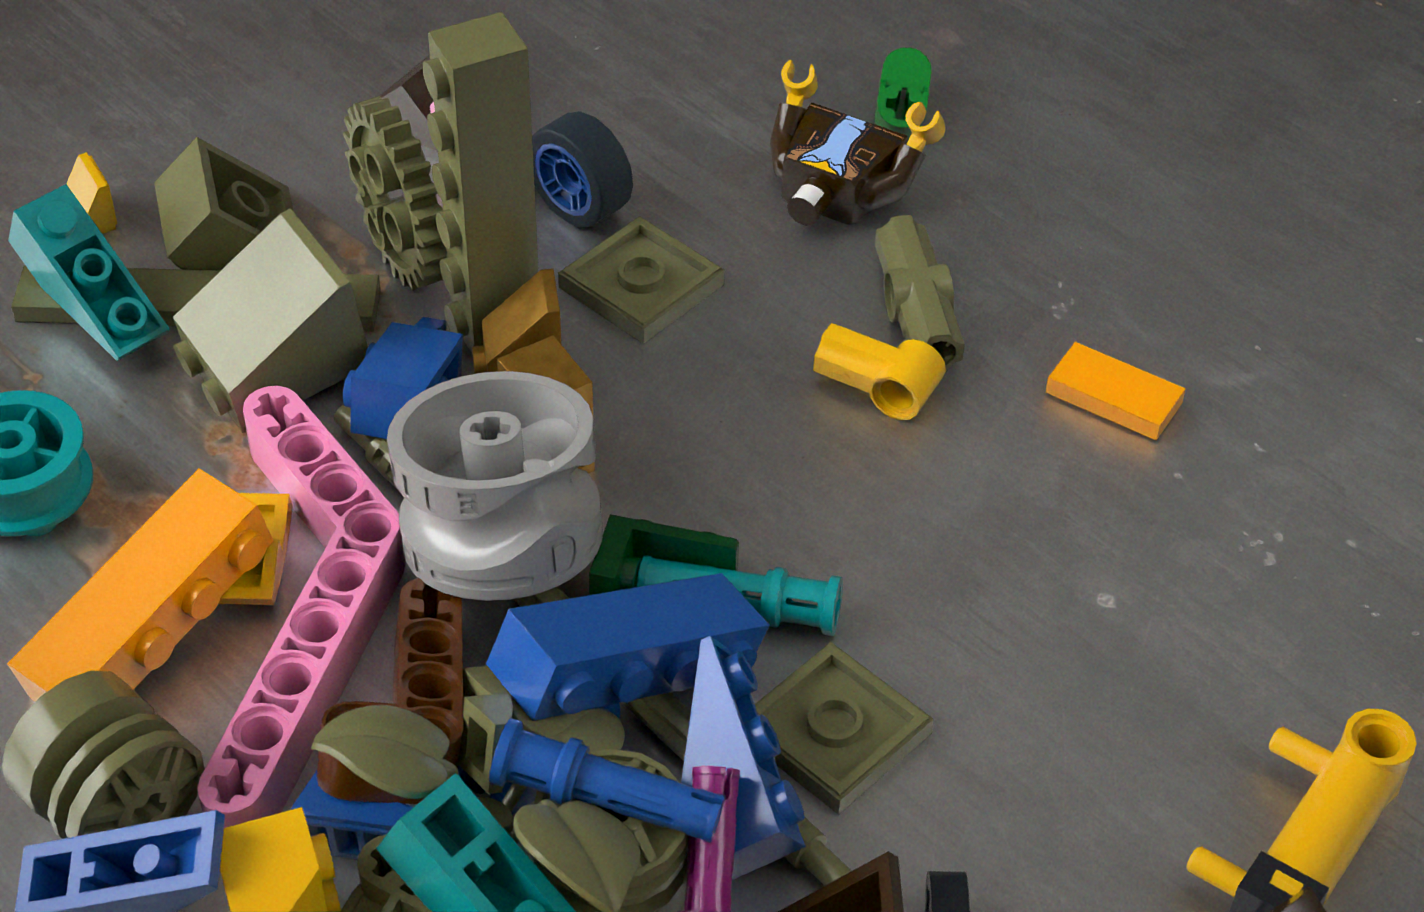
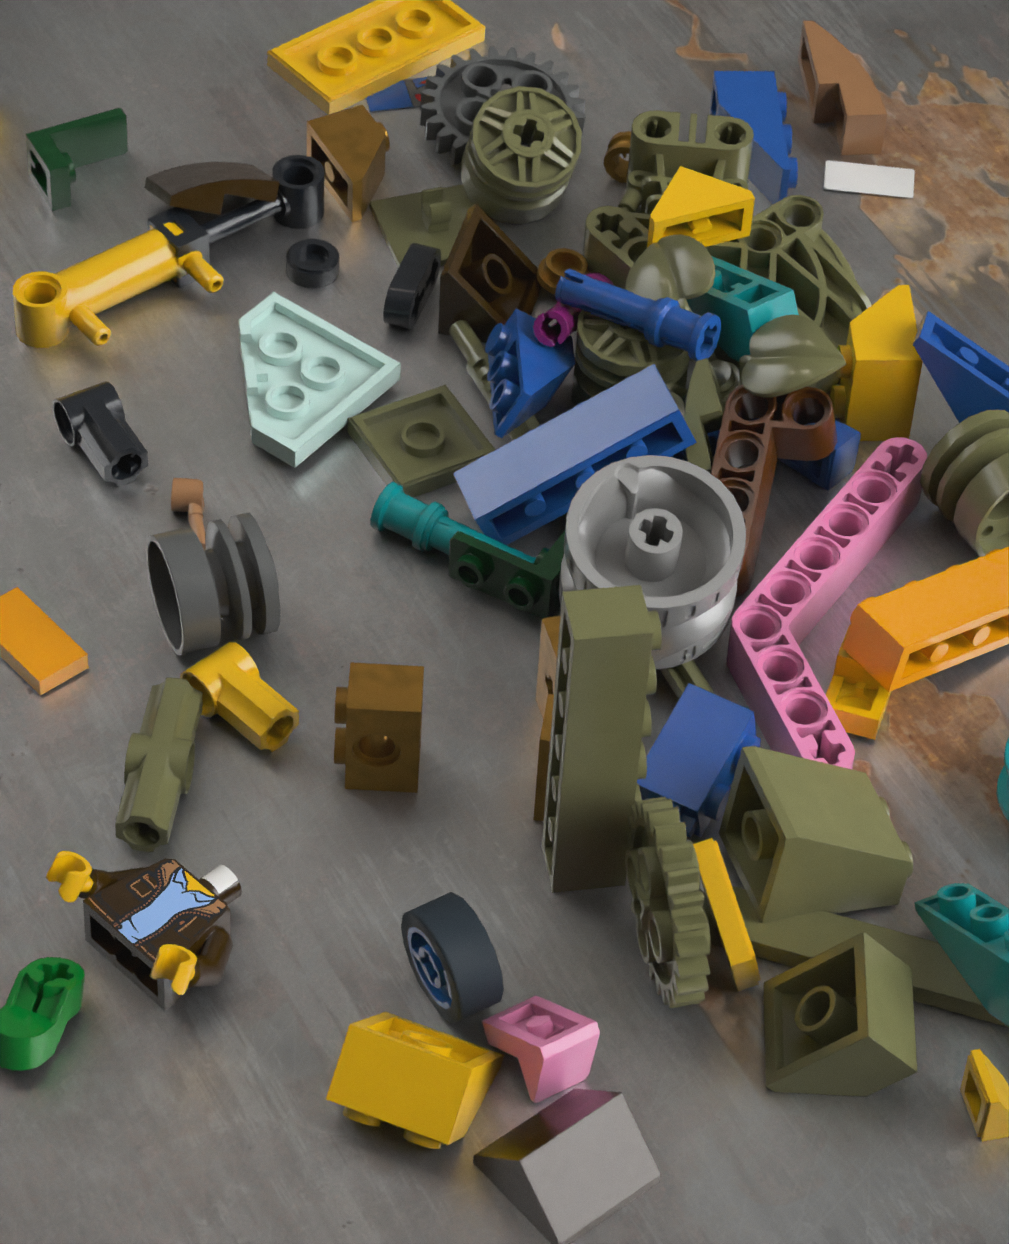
camera: 165 degrees left, 0 degrees up
(345, 212) = (727, 915): none -> yellow tile
(590, 85) = (412, 1078): none -> yellow slope
(641, 279) = (418, 862): olive tile -> none
(721, 325) = (381, 727): none -> pearl gold brick
(959, 422) = (225, 581): none -> dark grey wheel
(1015, 762) = (305, 377): none -> light aqua plate
(1050, 576) = (188, 497): none -> medium nougat hand
(1209, 629) = (98, 425): none -> black piece

